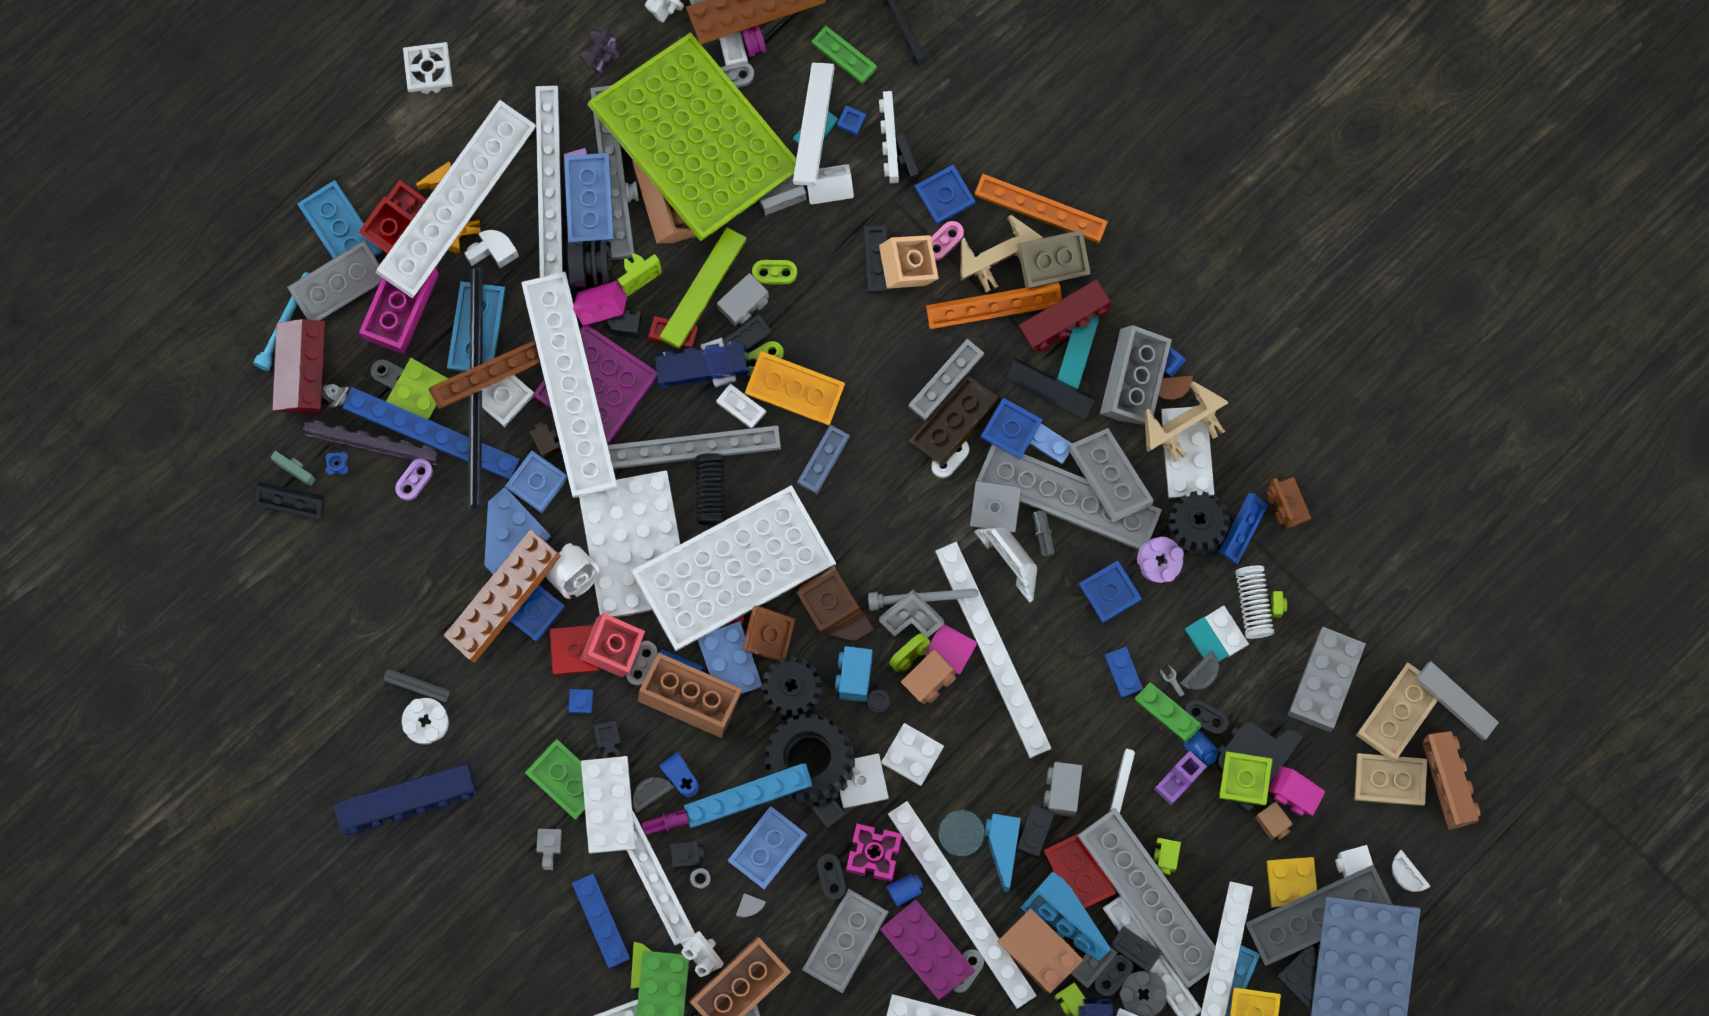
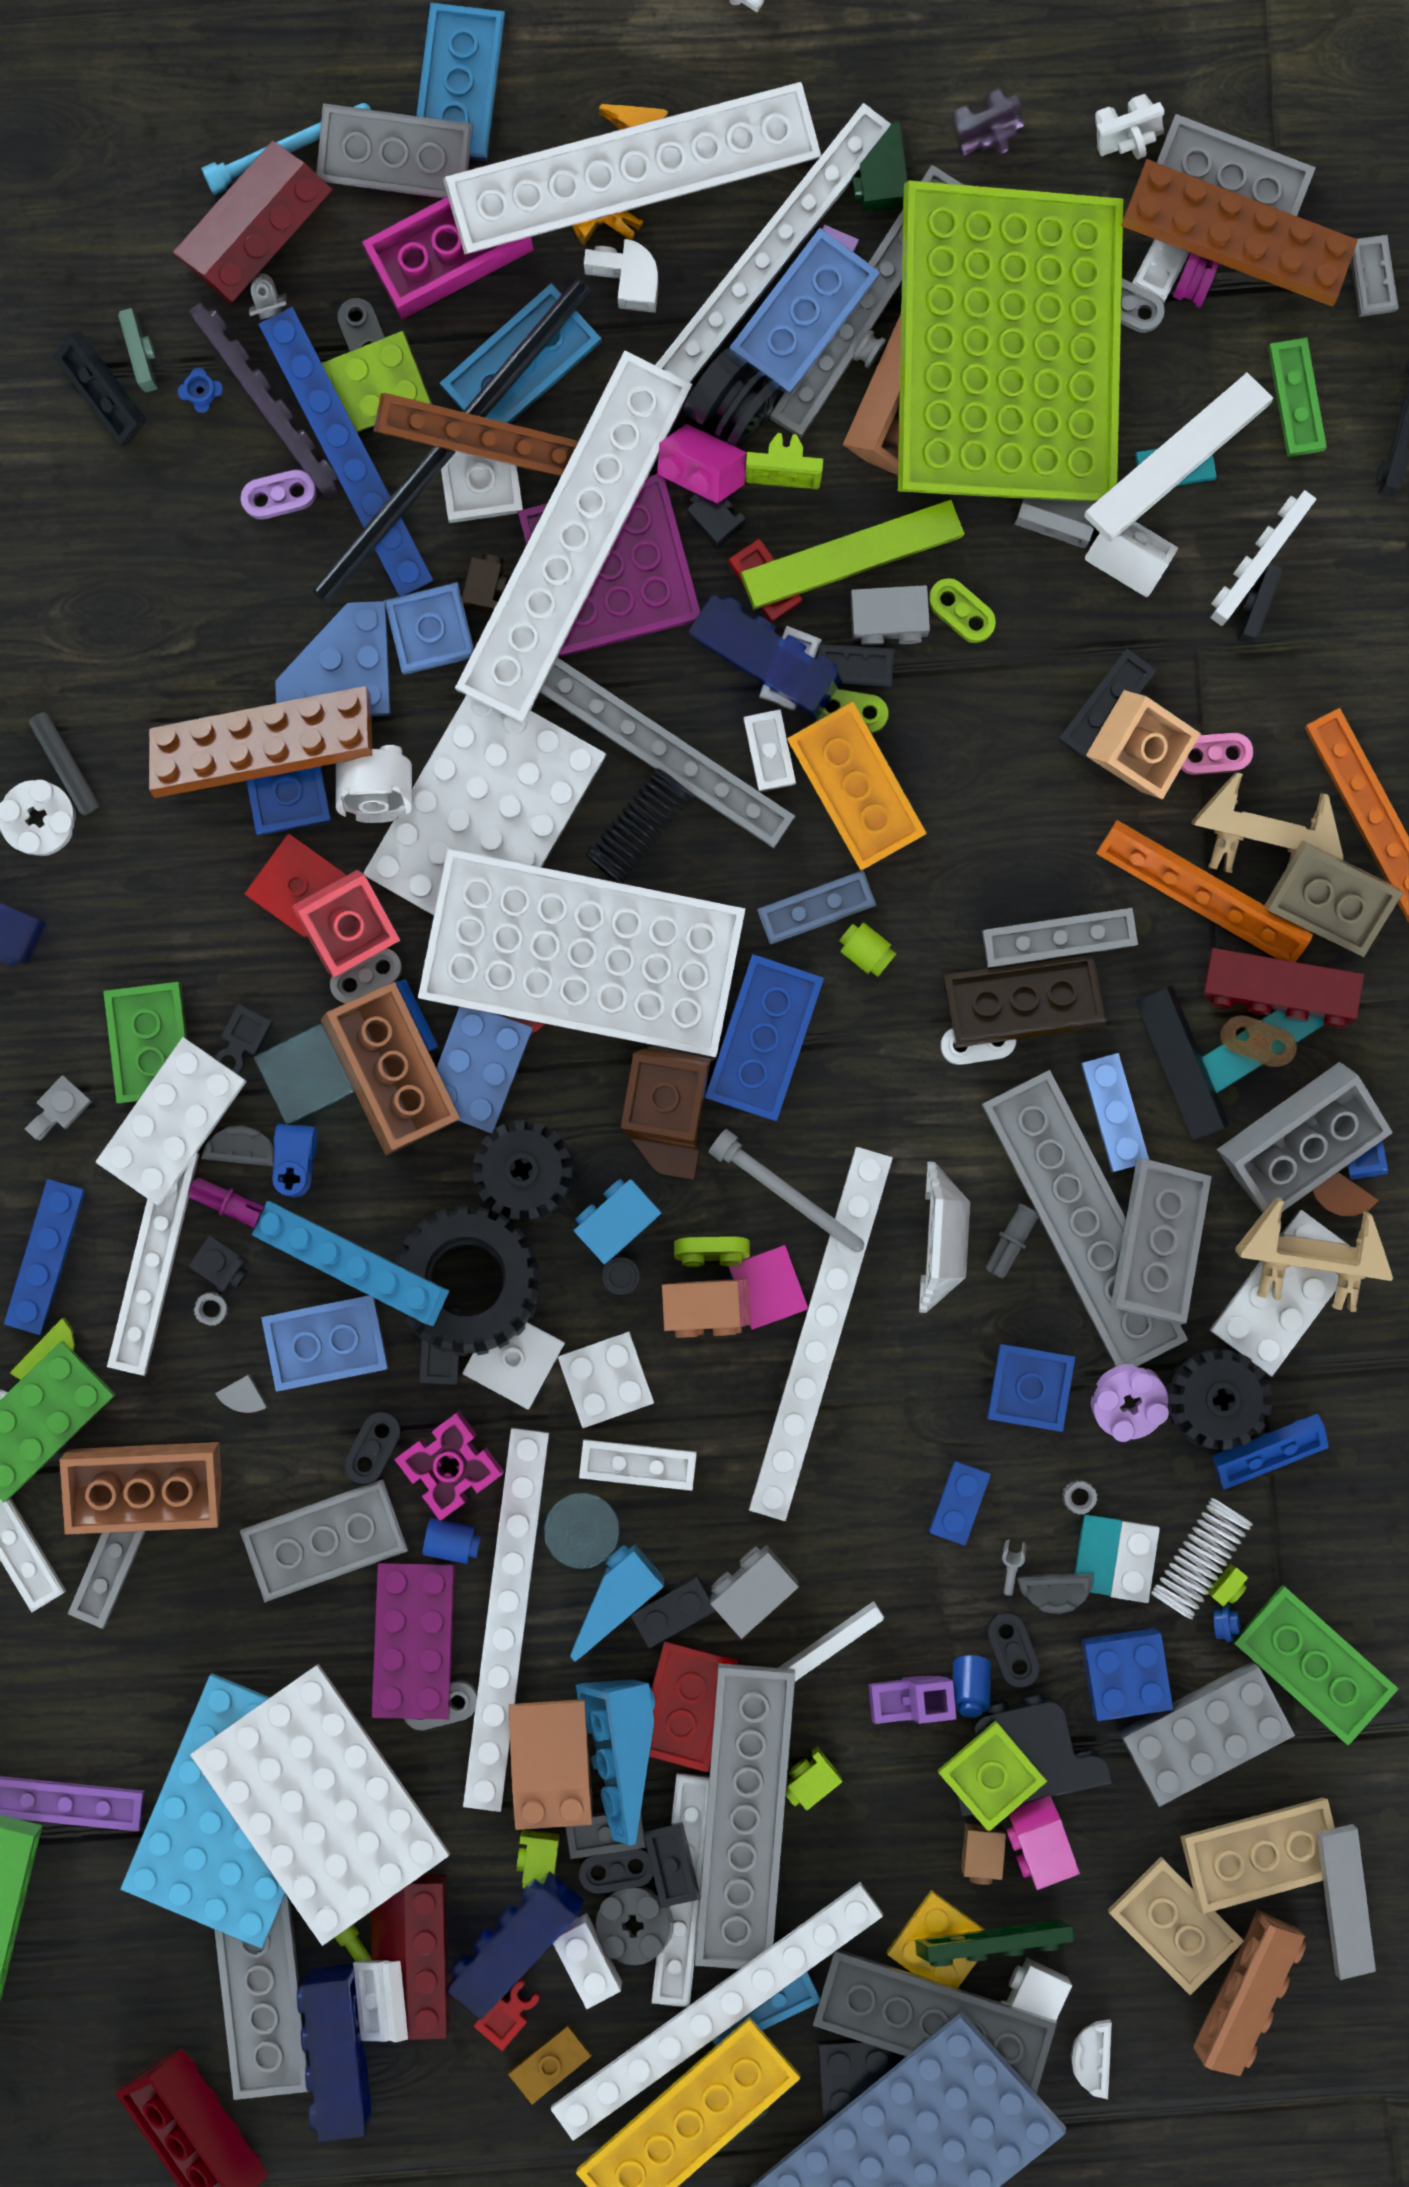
camera: 40 degrees right, 10 degrees up
(392, 216) = (536, 121): red slope -> none
(572, 110) = (882, 173): none -> dark green slope
(580, 701) = (251, 958): blue plate -> none
(651, 733) = (304, 1074): none -> clear light blue tile
(702, 953) = (132, 1405): white hips -> none
(768, 634) = (554, 1075): dark orange plate -> none
(850, 537) = (764, 1037): none -> blue plate
(851, 120) = (1231, 493): blue plate -> none
(863, 457) = (867, 949): none -> lime brick
(911, 610) = (757, 1197): light grey plate -> none
(945, 194) = (1267, 694): blue plate -> none
(961, 780) = (637, 1464): none -> white plate
(995, 505) = (981, 1155): light grey plate -> none
(1011, 428) = (1086, 1075): blue plate -> none
(1076, 349) = (1259, 1041): none -> clear orange plate
(1168, 712) = (969, 1604): bright green plate -> none
(1170, 628) = (1079, 1509): none -> light grey axle
(1267, 683) = (1126, 1674): none -> blue brick
(1288, 502) = (1356, 1467): dark orange bracket -> none
(1291, 622) = (1226, 1623): none -> blue plate
(1308, 862) = (1008, 1940): none -> dark green plate
(1348, 607) = (1315, 1665): none -> bright green plate

